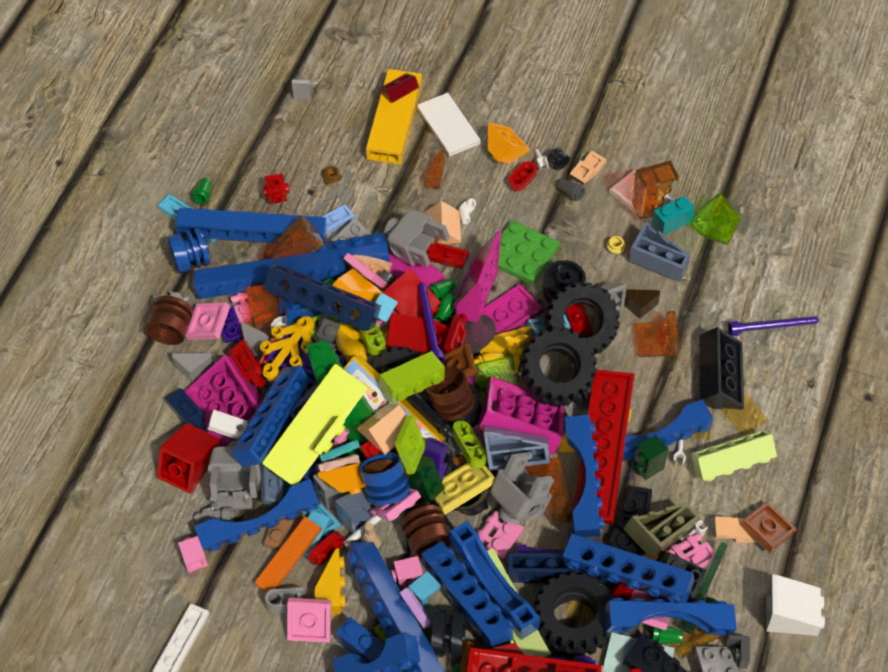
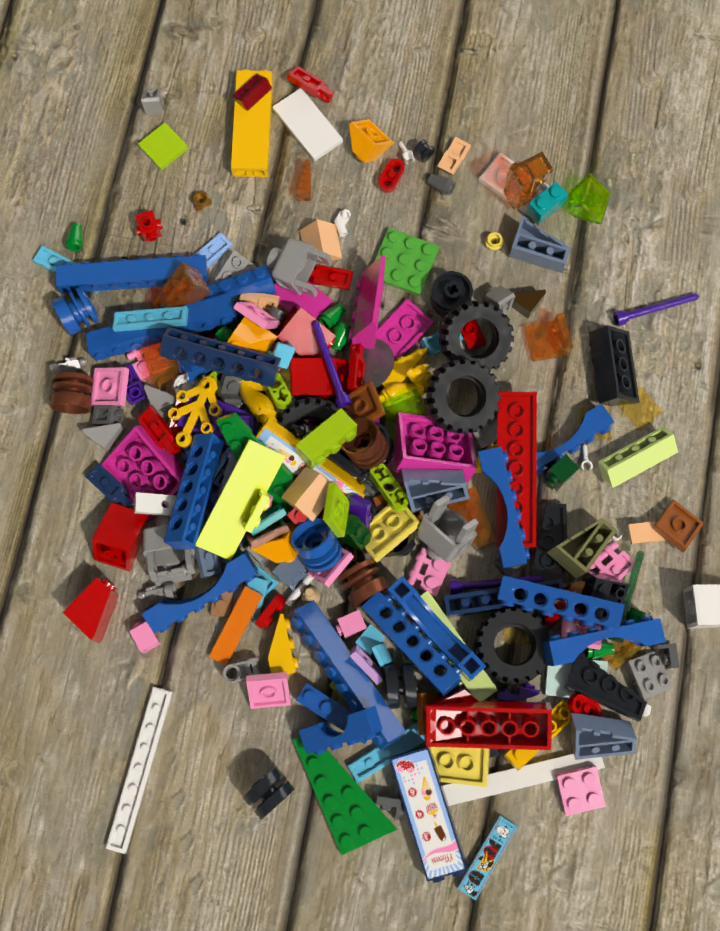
camera: 10 degrees left, 20 degrees up
(146, 516) = (93, 609): none -> red slope
(200, 344) = (107, 415): none -> dark grey bracket
(258, 262) = (150, 318): none -> medium azure tile
(304, 126) = (163, 146): none -> lime tile
(379, 466) = (310, 536): reddish brown tile -> none
(432, 599) = (382, 655): none -> medium azure slope
(457, 90) = (310, 84): none -> red hinge

